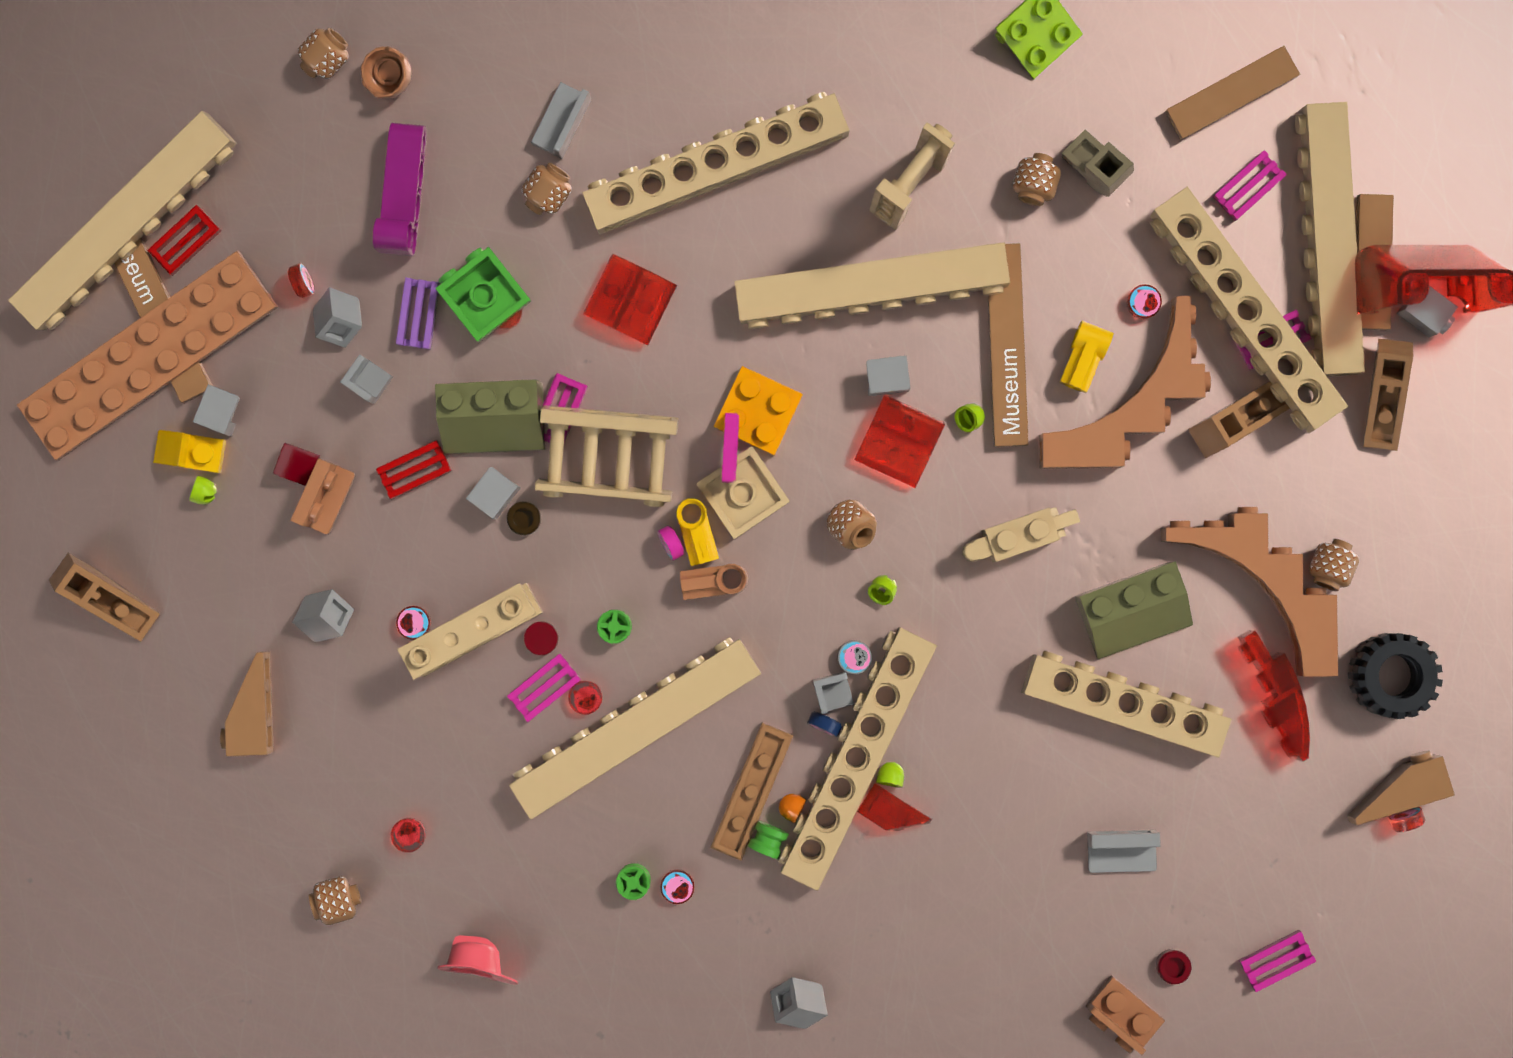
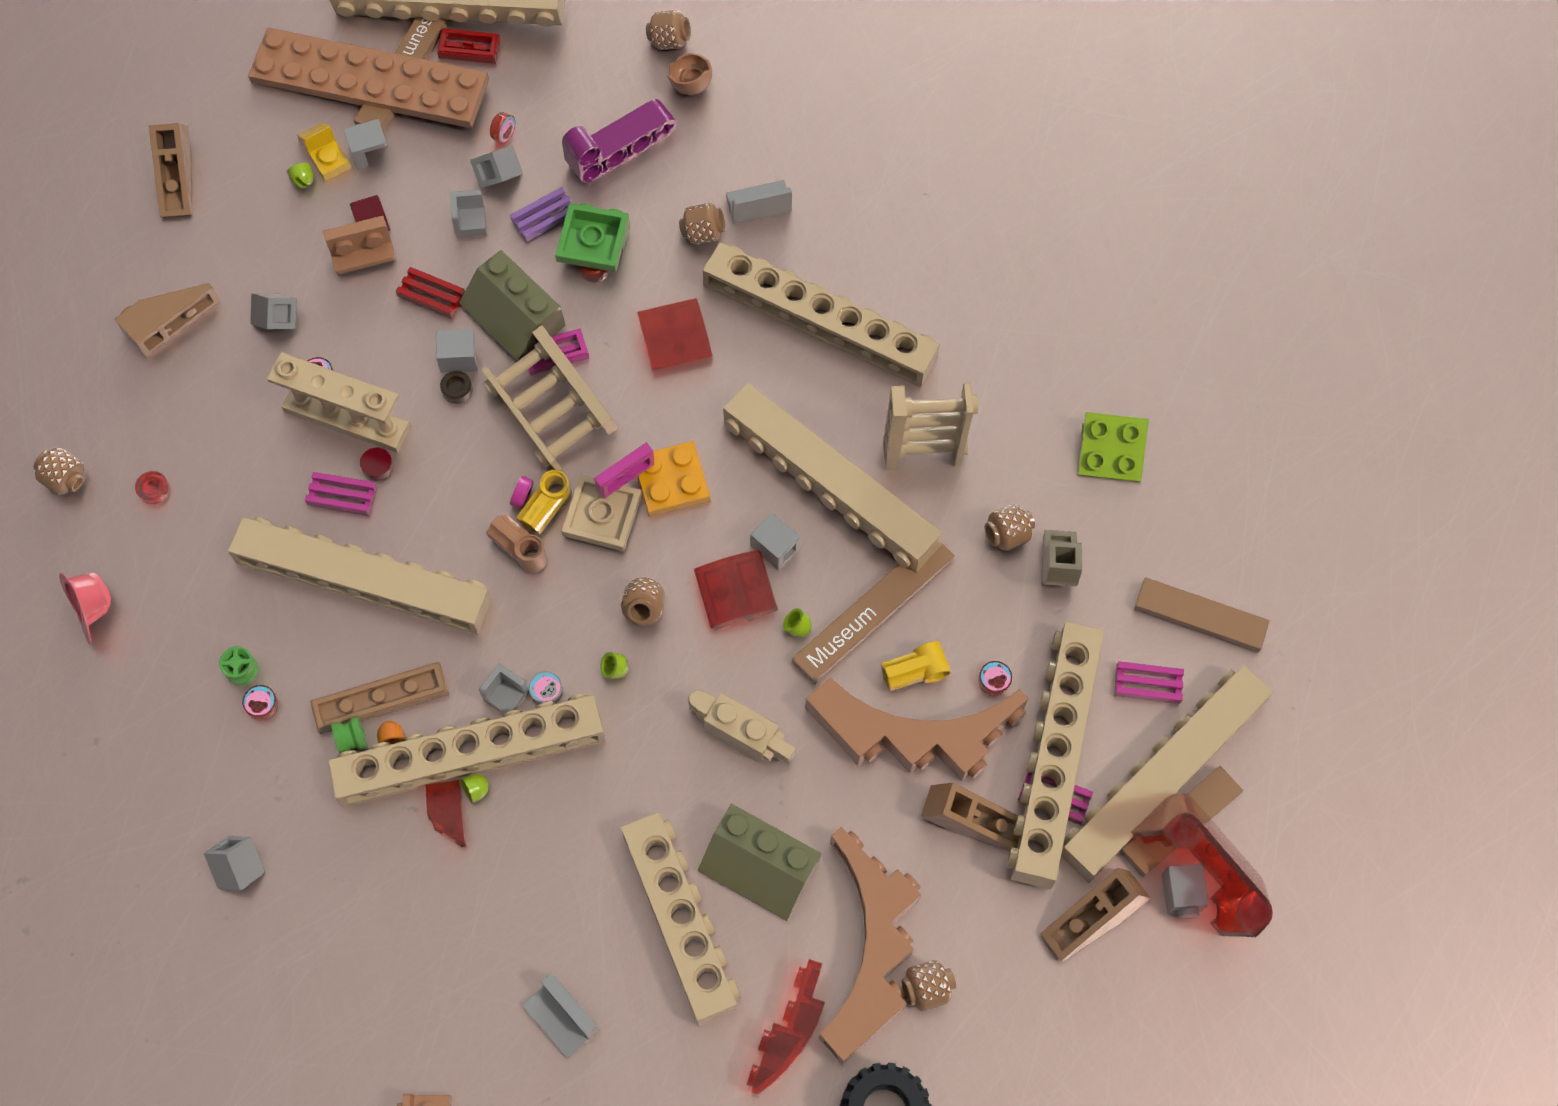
camera: 45 degrees right, 20 degrees down
(585, 697) = (356, 527): clear red tile -> none
(611, 630) = (423, 496): bright green wheel -> none
(824, 724) = (474, 704): dark blue tile -> none

